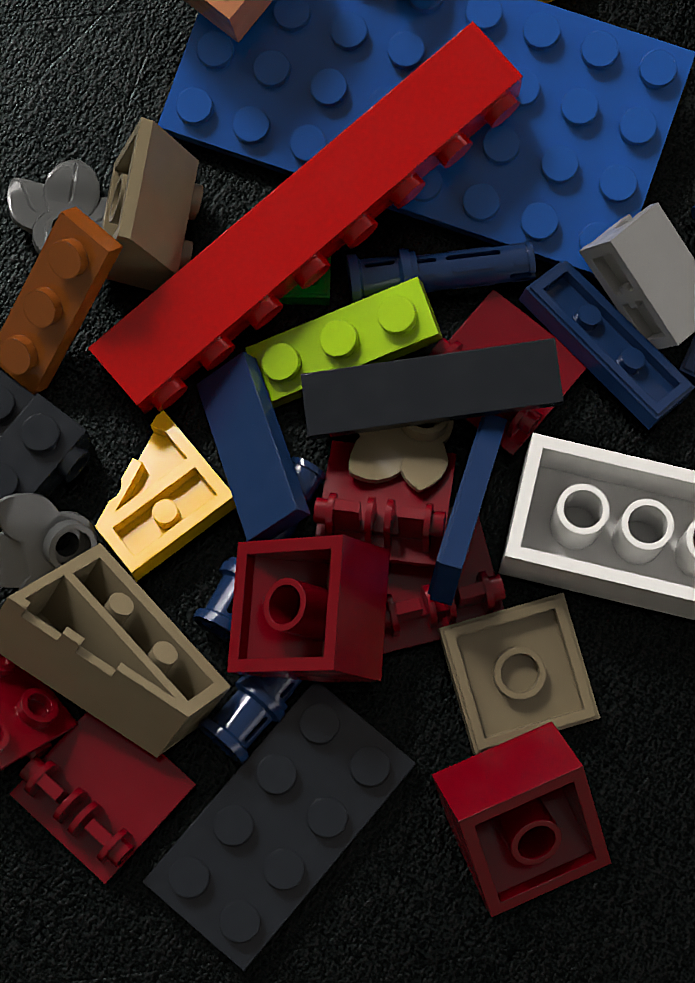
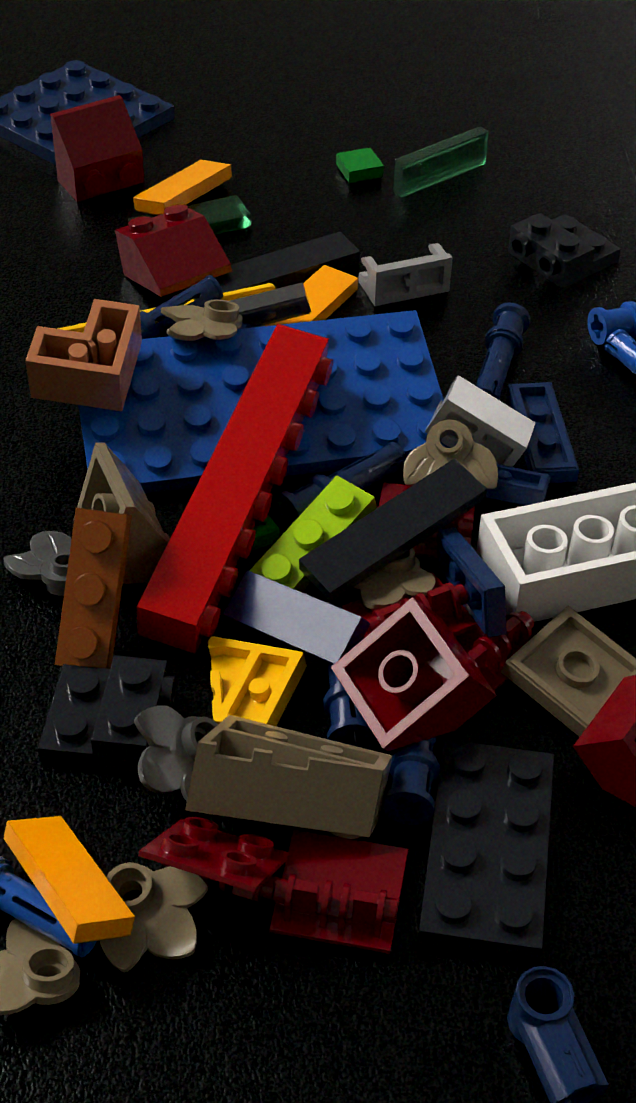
camera: 30 degrees left, 30 degrees down
(579, 331) = (432, 455): none -> dark tan plate

